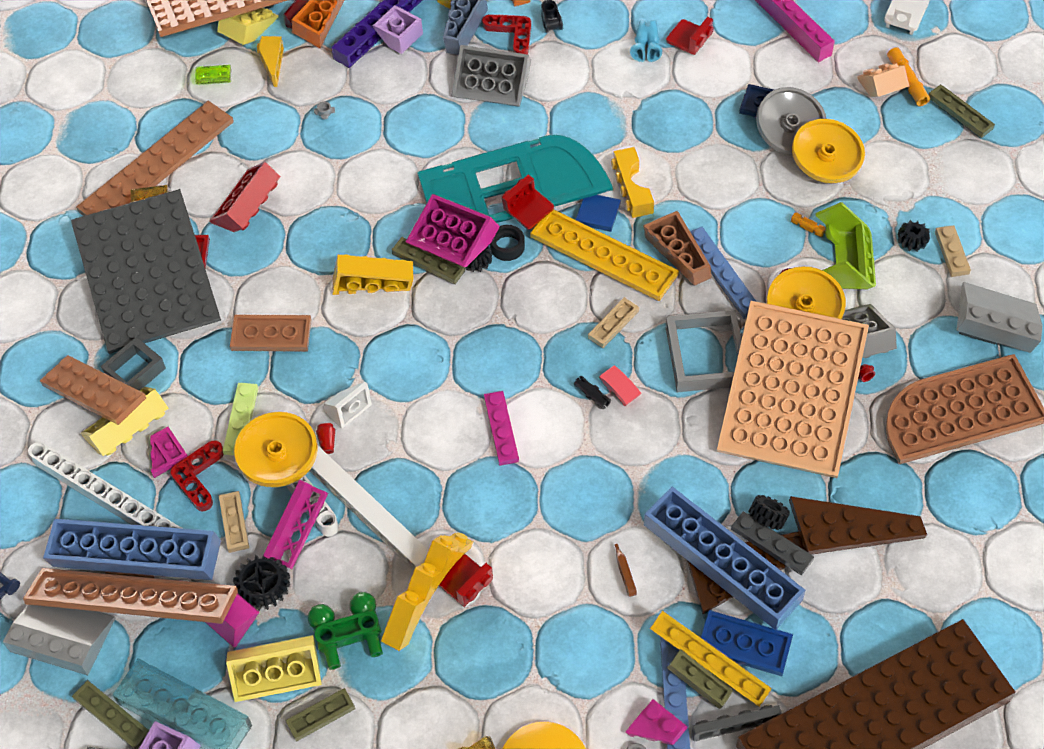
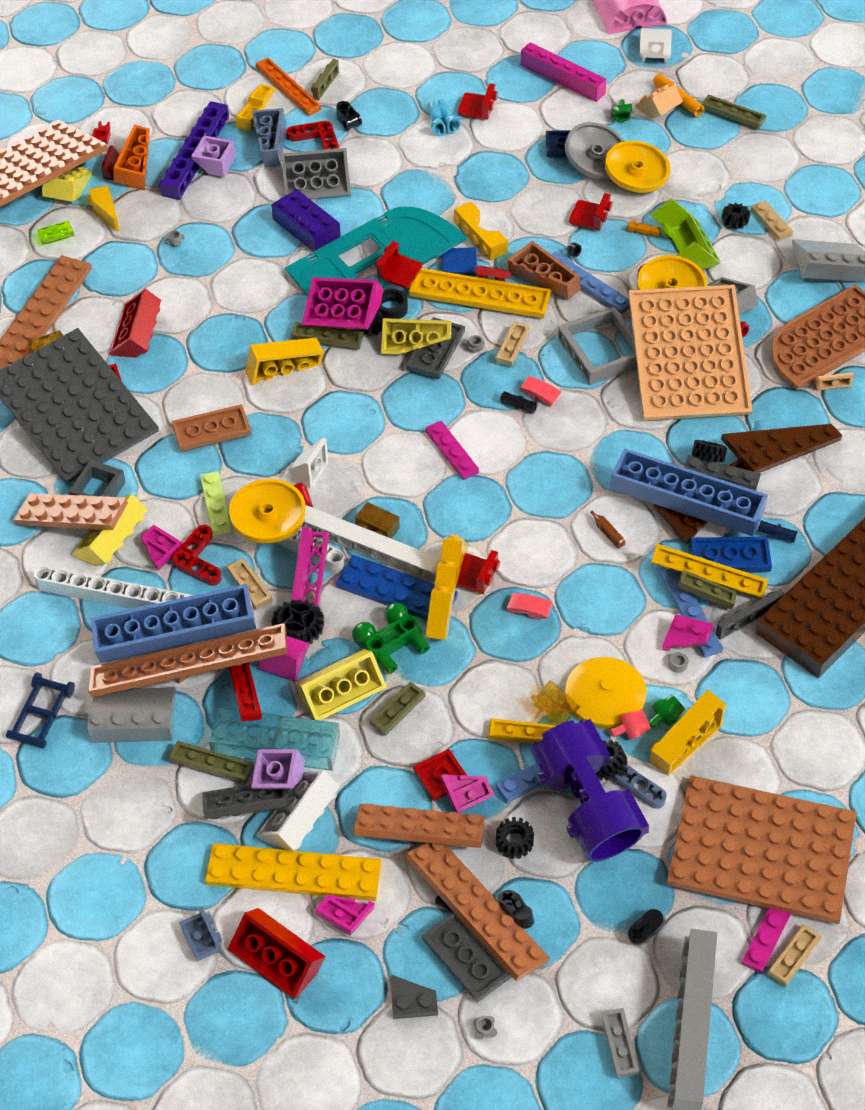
camera: 20 degrees left, 5 degrees down
(170, 650) = (245, 692): none -> red tile
(369, 565) = (387, 586): none -> blue plate
(388, 490) = (378, 520): none -> pearl gold brick
(459, 124) = (305, 220): none -> dark purple brick
(505, 636) = (532, 605): none -> coral slope
(509, 284) = (411, 334): none -> light yellow wedge
(532, 305) = (435, 357): none -> dark grey plate
(578, 307) = (475, 343): none -> light grey plate
(630, 236) = (499, 274): none -> red plate
(723, 229) = (574, 249): none -> black hinge
(757, 192) = (591, 214): none -> red bracket
(807, 630) = (777, 531): none -> dark blue pin
(839, 80) = (622, 111): none -> green piece
(943, 466) = (833, 381): none -> light nougat slope

